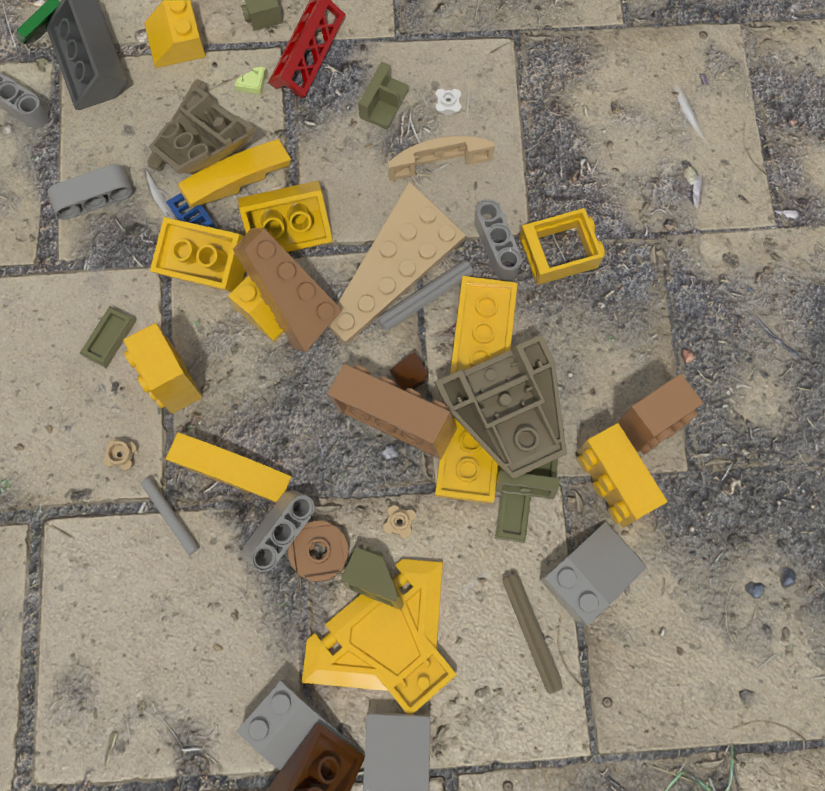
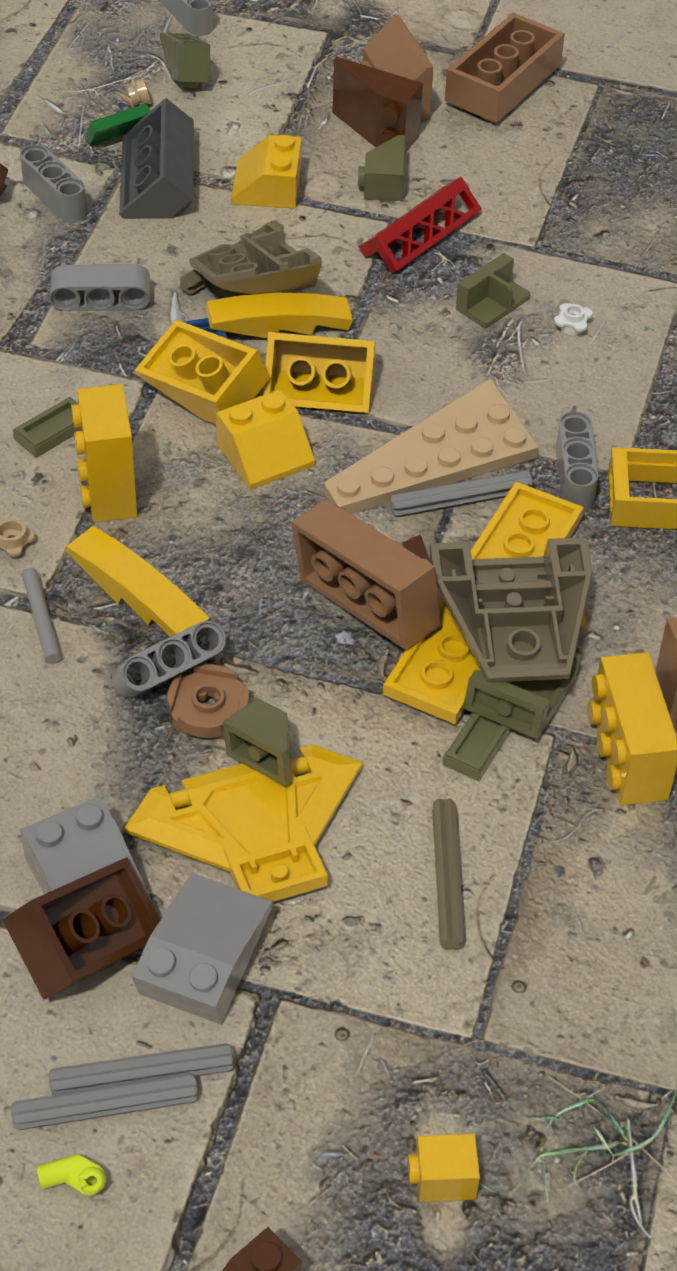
camera: 20 degrees right, 25 degrees down
(252, 81) = (340, 243): yellowish green tile -> none
(292, 295) = (290, 418): medium nougat wedge -> none
(392, 526) = (325, 704): tan plate -> none
(438, 149) = (539, 357): tan slope -> none
(593, 575) = (553, 833): light grey slope -> none

